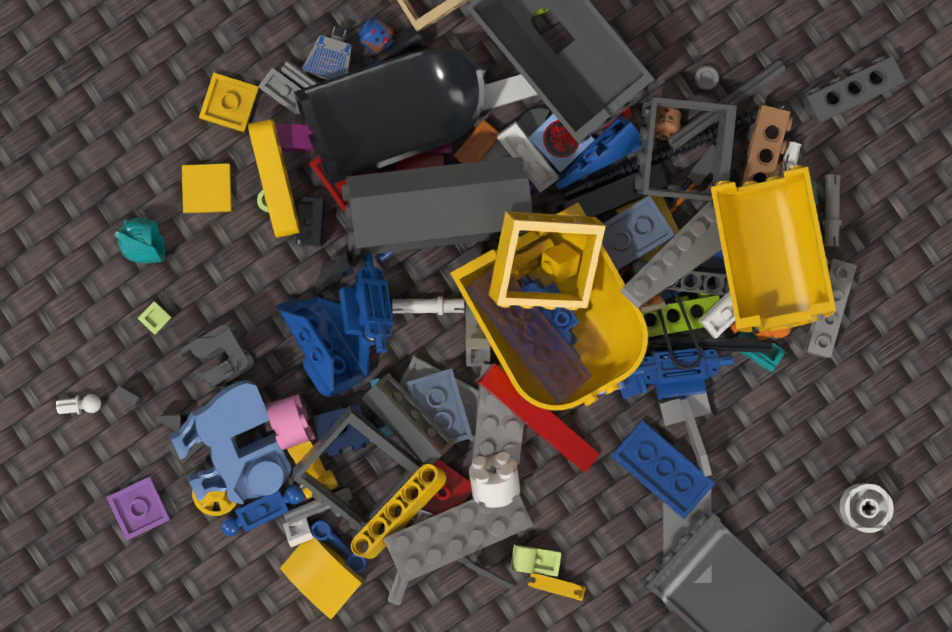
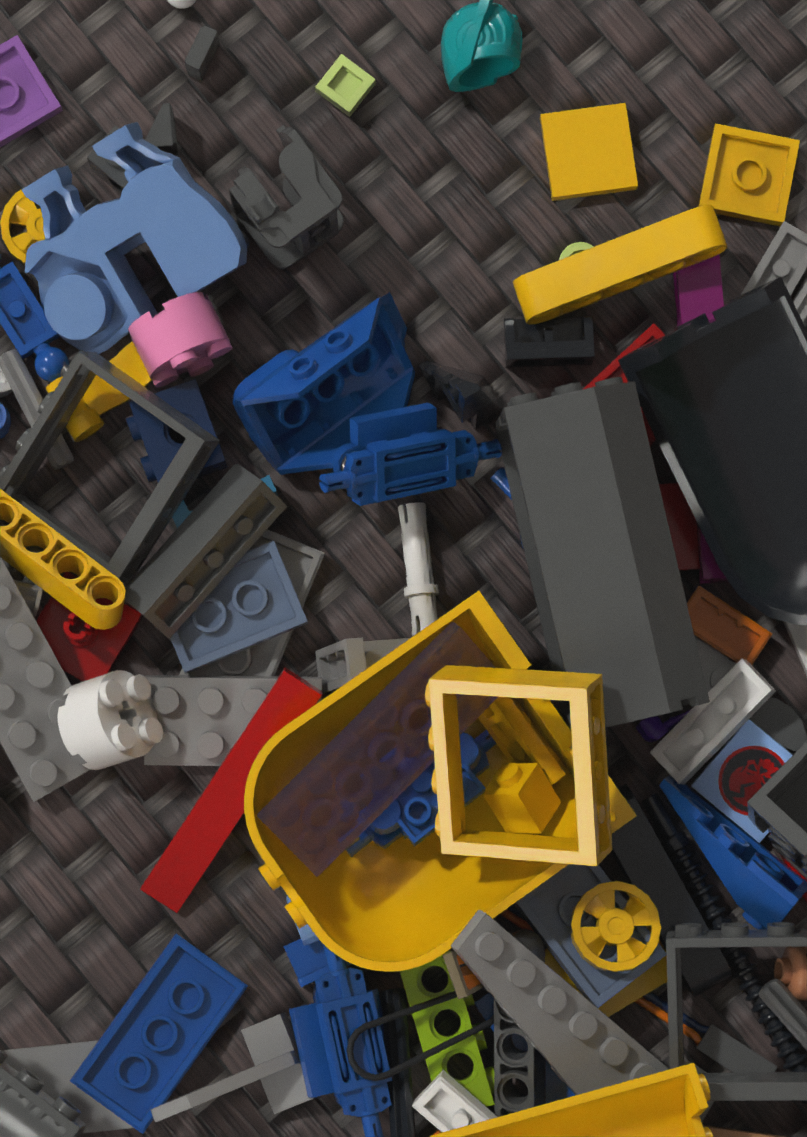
camera: 80 degrees right, 5 degrees down
(632, 221) = (615, 926): none -> yellow piece

